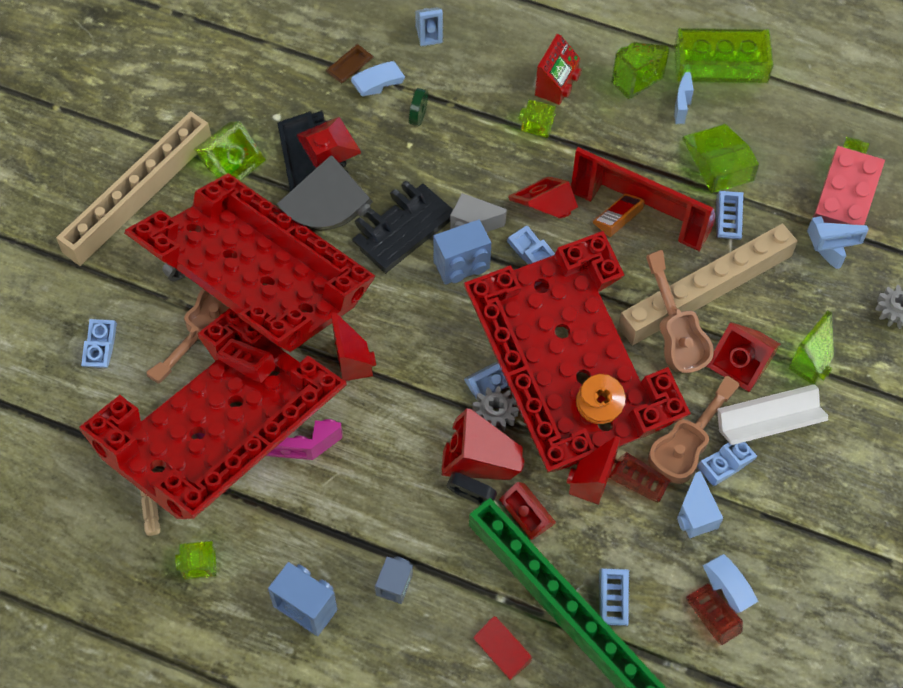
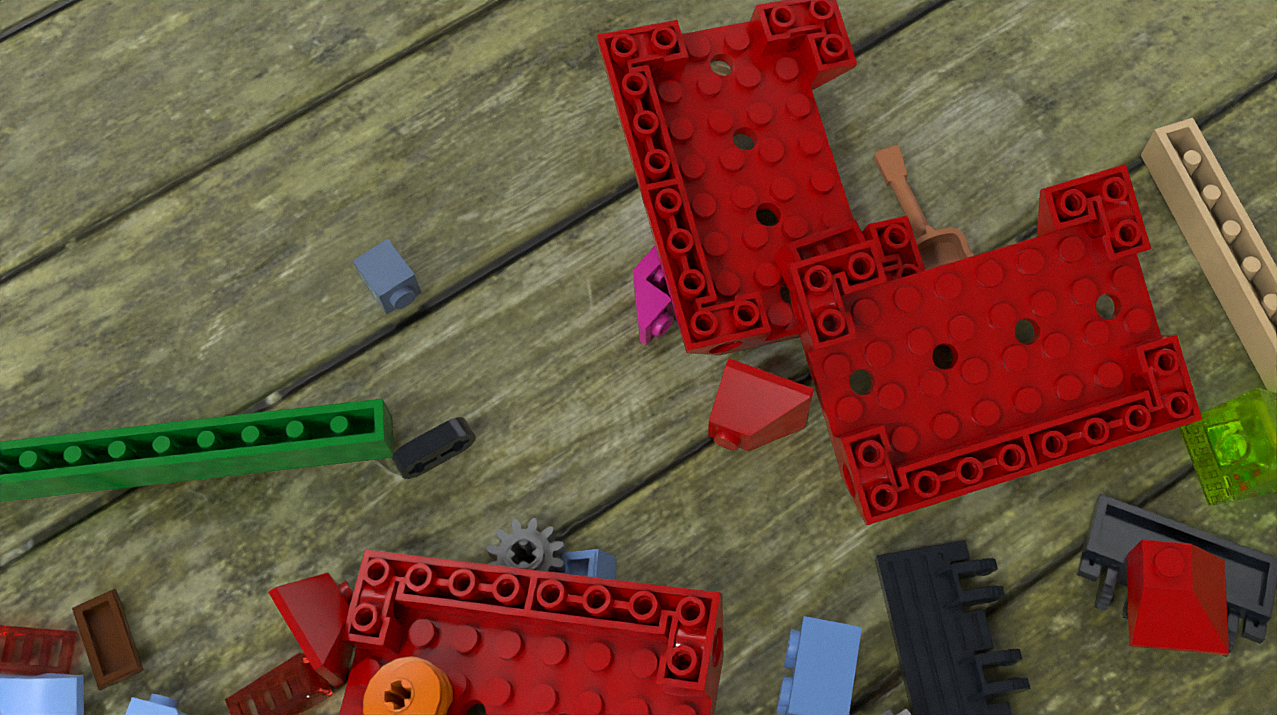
camera: 130 degrees right, 5 degrees up
(99, 343) = (982, 119): light blue slope -> none
(196, 560) = (582, 80): clear neon green brick -> none
(303, 598) = (435, 150): medium blue brick -> none
(326, 198) = (1057, 533): dark grey brick -> none
(481, 450) = (467, 487): slope -> none
(503, 648) = (207, 355): red slope -> none
(527, 510) = (354, 509): red slope -> none
(623, 575) = (174, 554): light blue slope -> none
(677, 577) = (107, 639): none -> reddish brown tile

